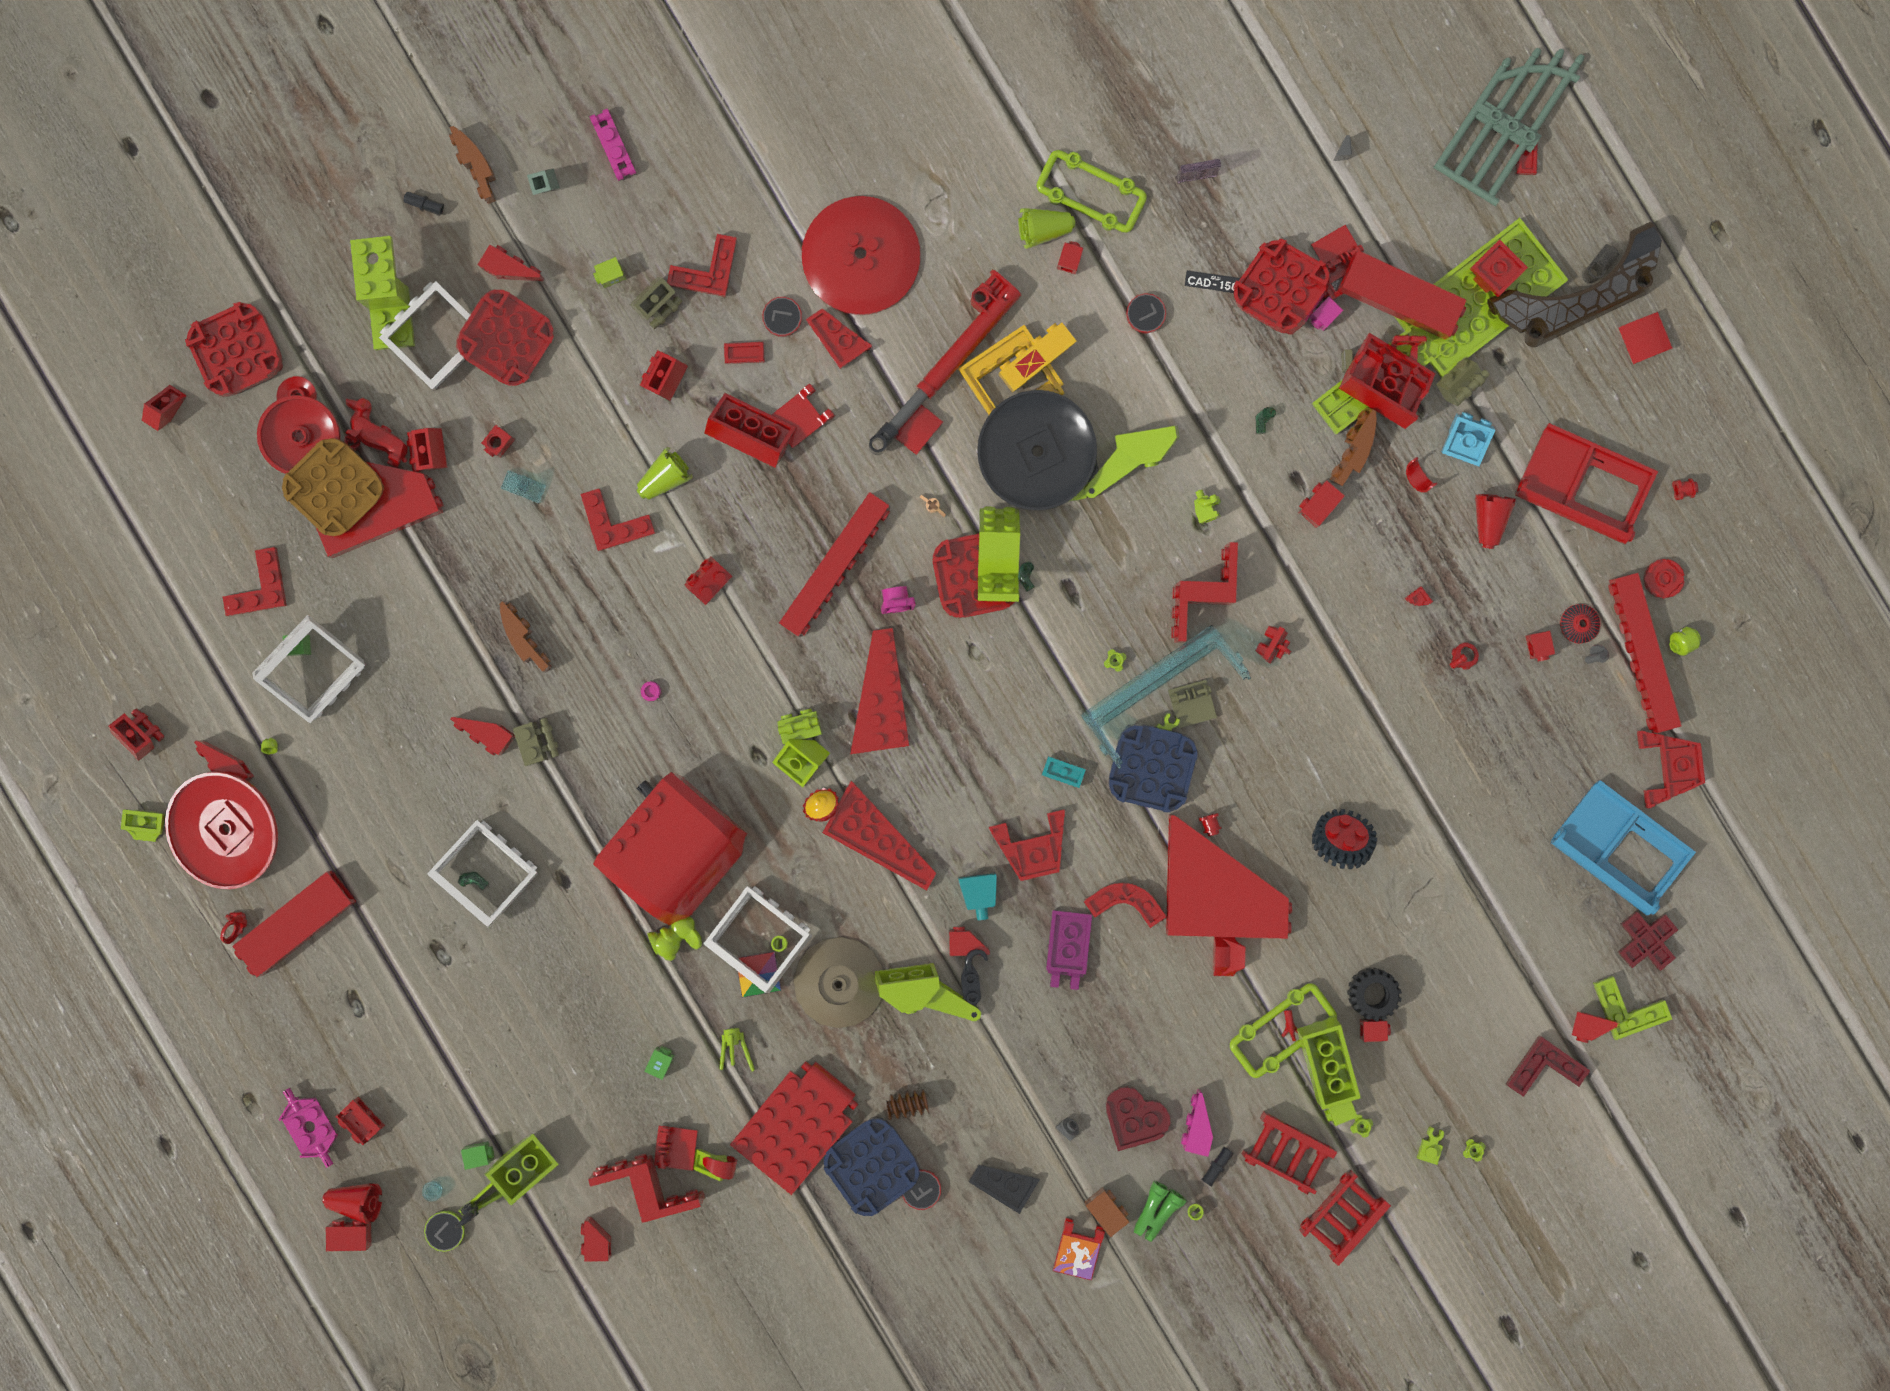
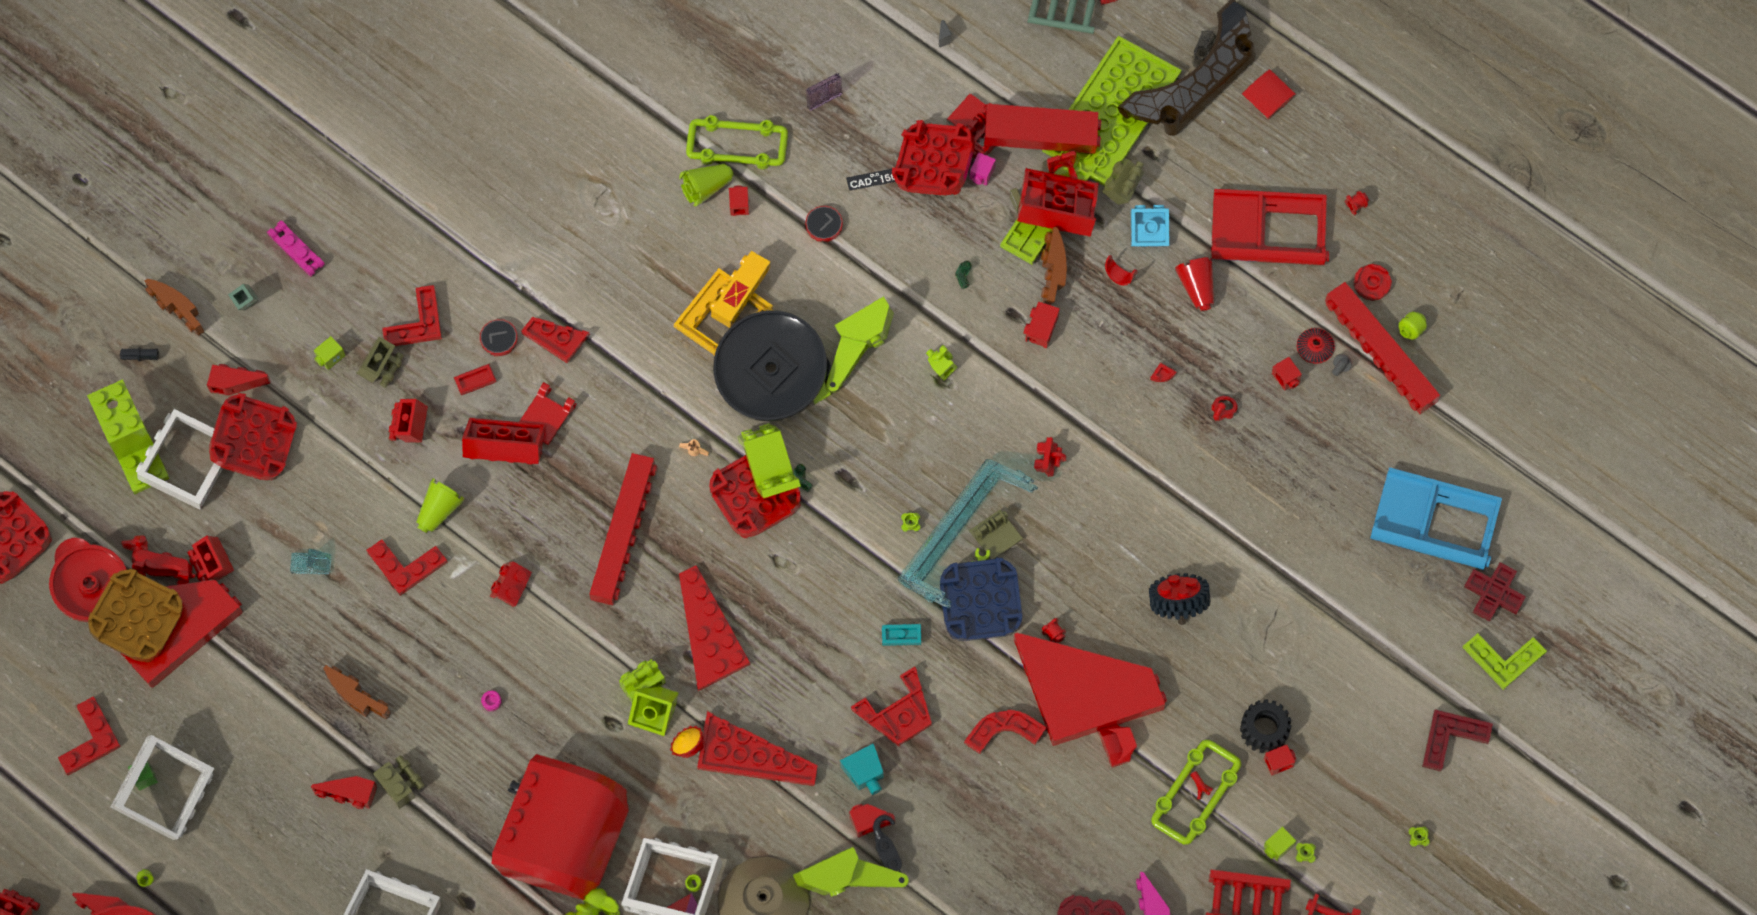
camera: 15 degrees left, 20 degrees down
(506, 441) = (271, 523): red brick -> none
(866, 283) = (557, 286): red dish -> none
(896, 600) = (691, 538): dark pink piece -> none
(919, 429) = (652, 386): red slope -> none
(998, 301) = (687, 255): red piece -> none
(1068, 947) = (966, 789): magenta tile -> none
(1205, 592) = (967, 432): red bracket -> none
(1328, 1063) = (1248, 800): lime brick -> none
(1430, 1149) = (1378, 851): lime plate -> none
(1497, 269) = (1115, 79): red panel -> none
(1591, 1027) = (1477, 682): red slope -> none
(1680, 766) = (1455, 430): red wing -> none

